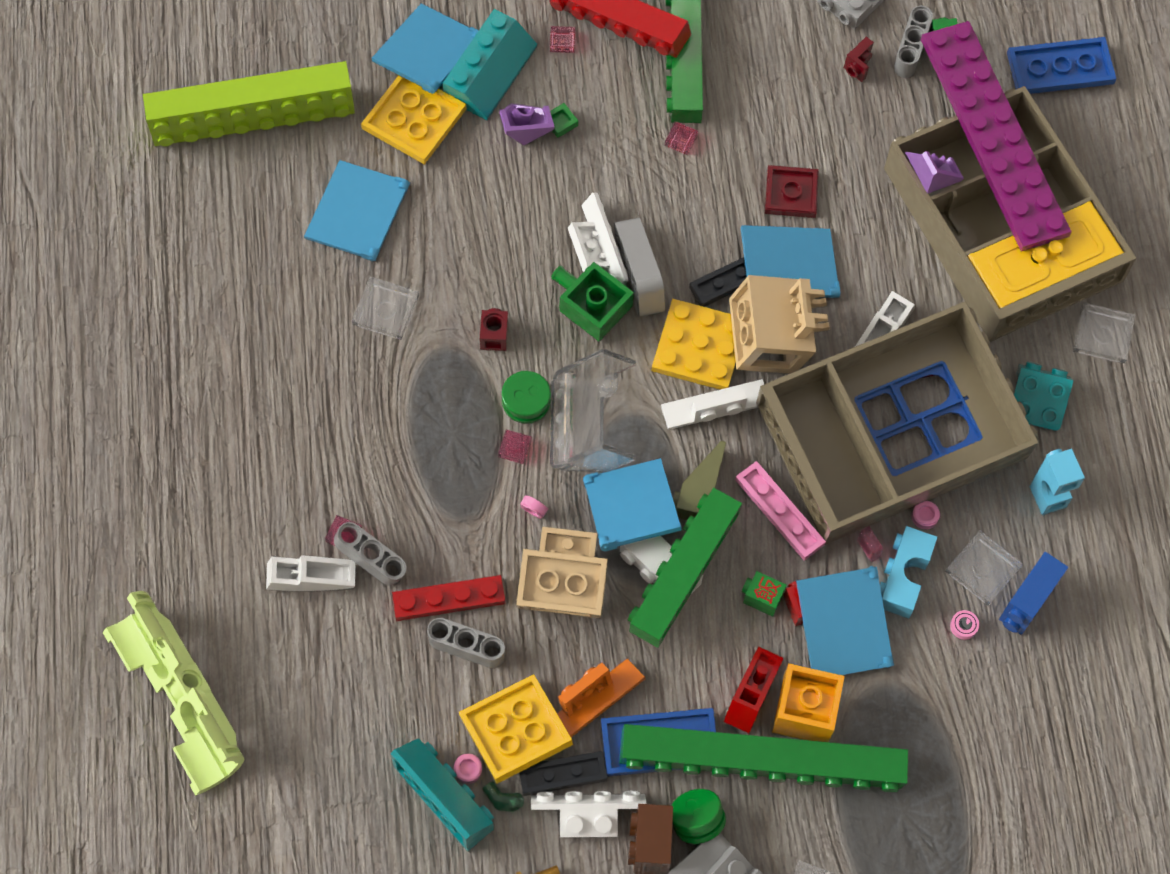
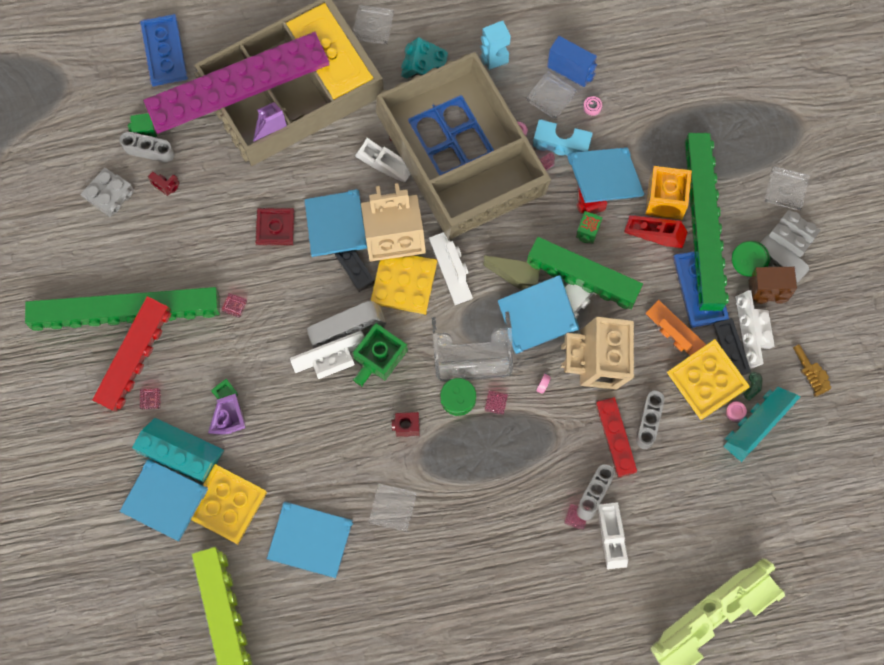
camera: 90 degrees left, 5 degrees up
(780, 510) = (526, 221): bright pink plate -> none

